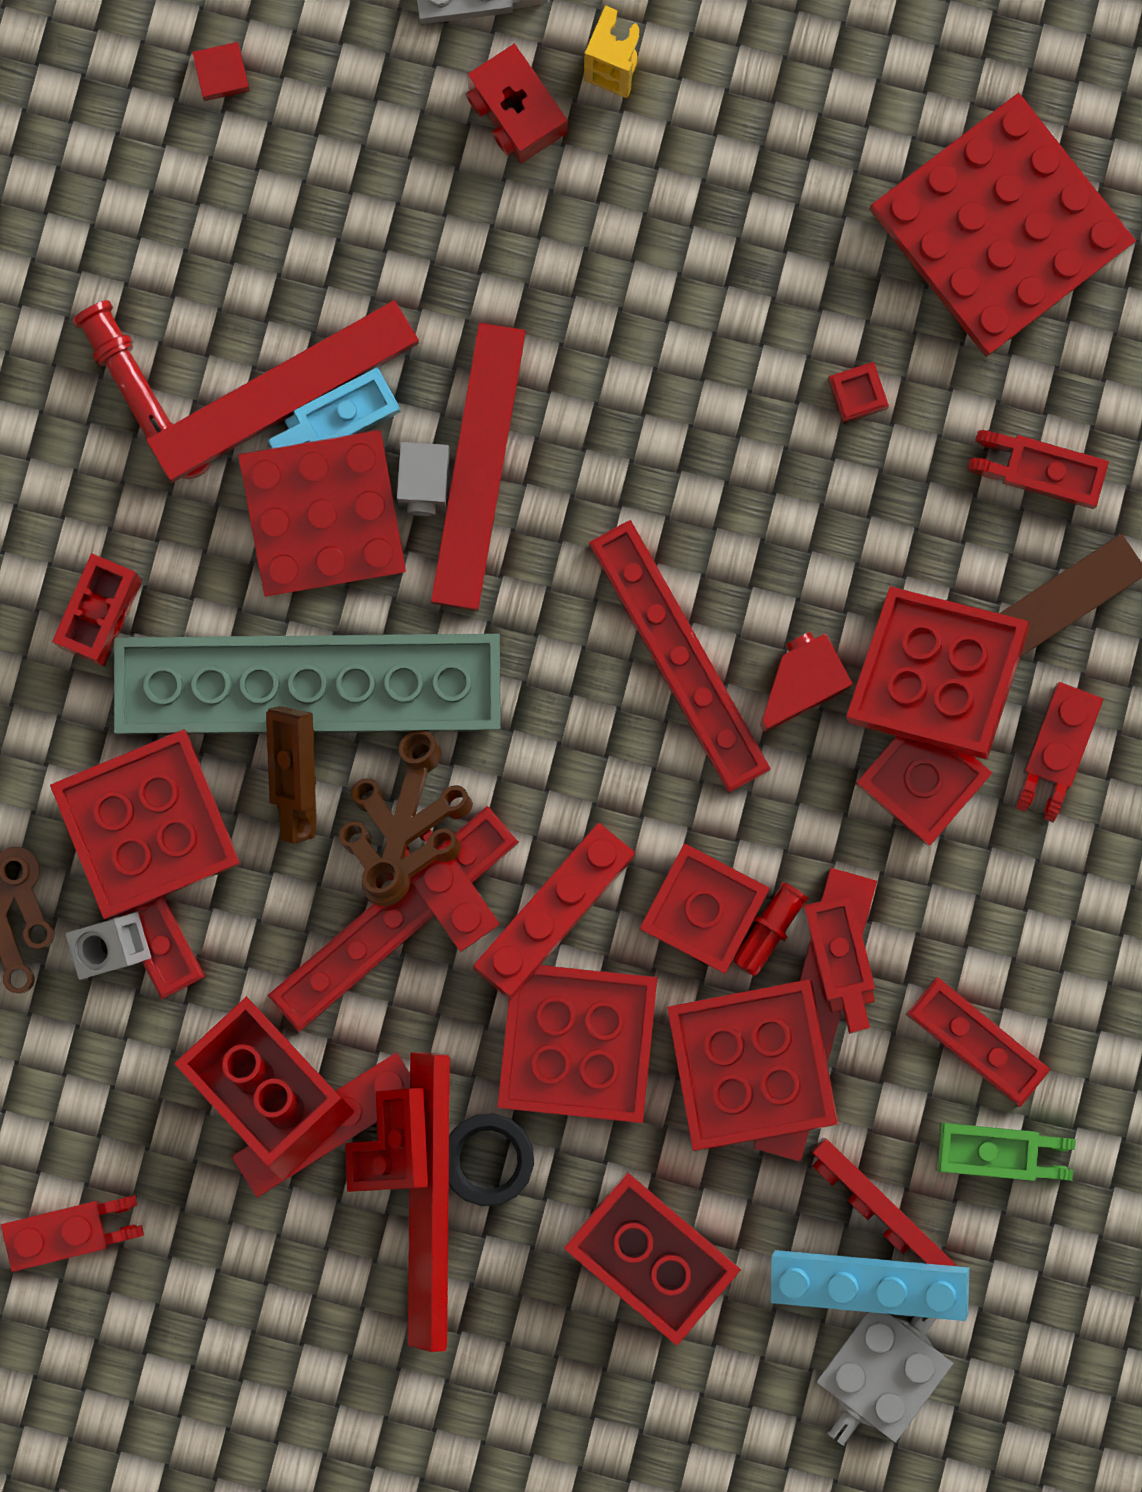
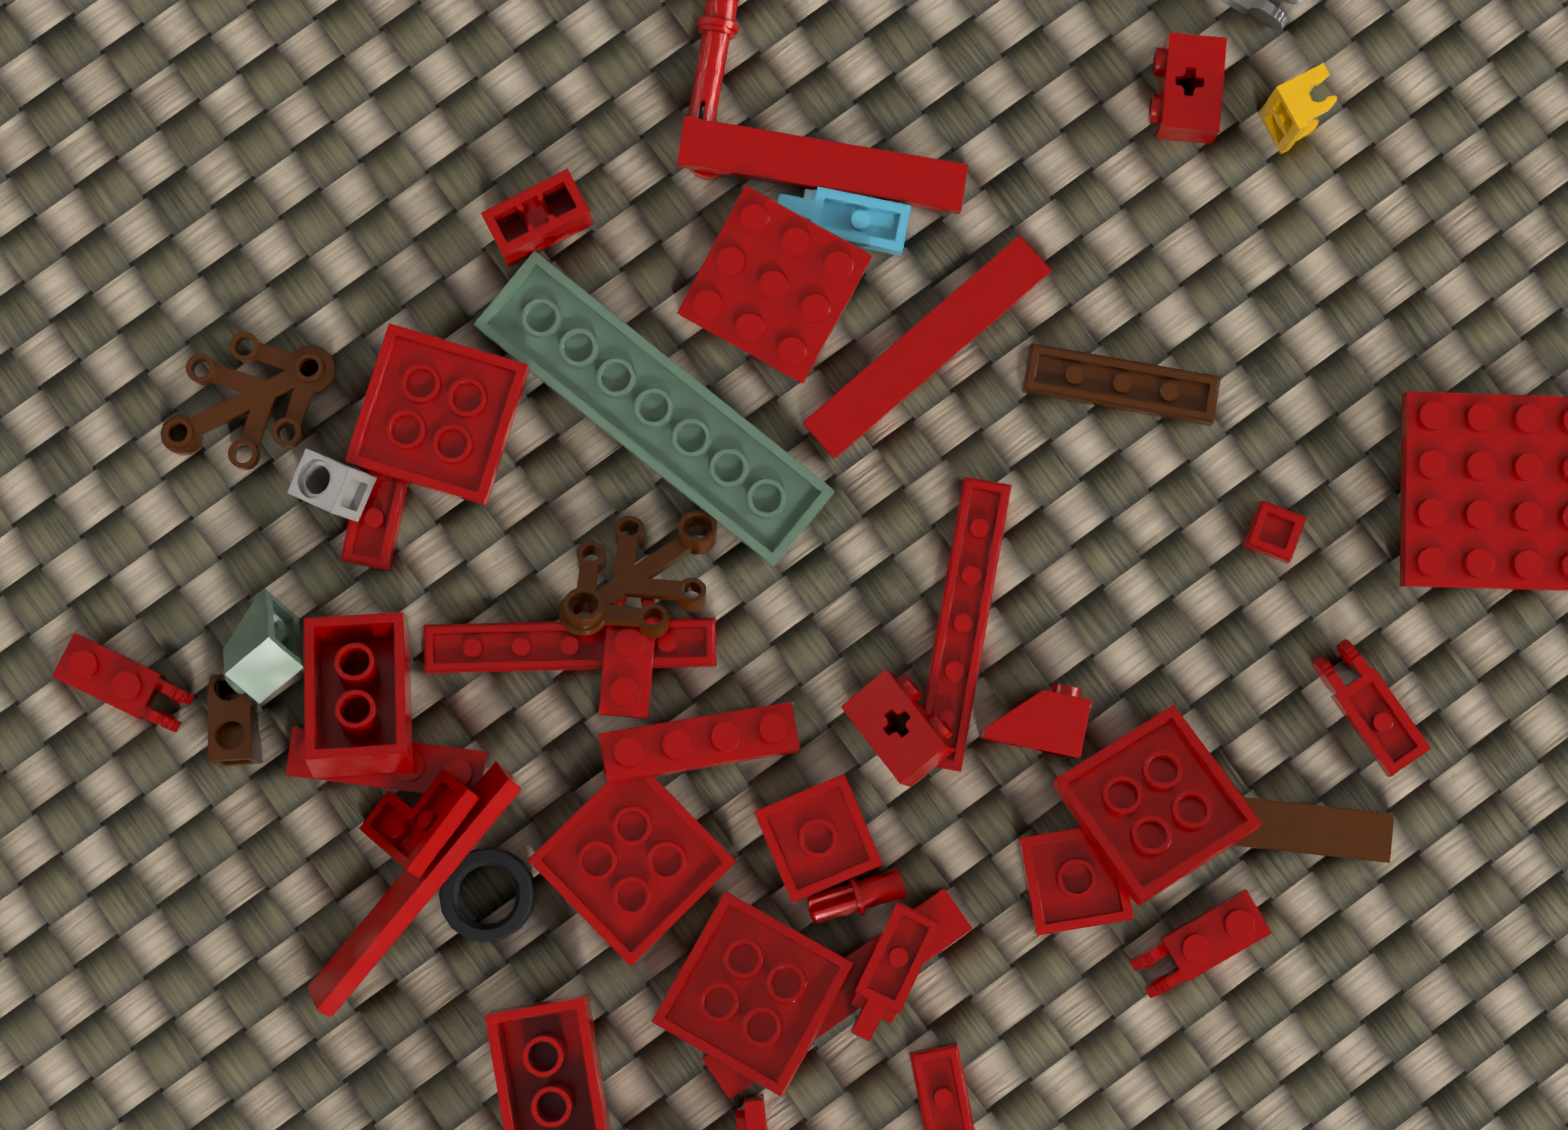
camera: 40 degrees right, 0 degrees up
(162, 1113) = (263, 649): none -> sand green slope
(181, 1189) = (232, 726): none -> reddish brown leg
(292, 771) = (584, 466): reddish brown hinge -> none
(423, 478) = (876, 321): light grey brick -> none
(650, 374) = (1121, 384): none -> reddish brown tile
(668, 775) = (874, 715): none -> red brick

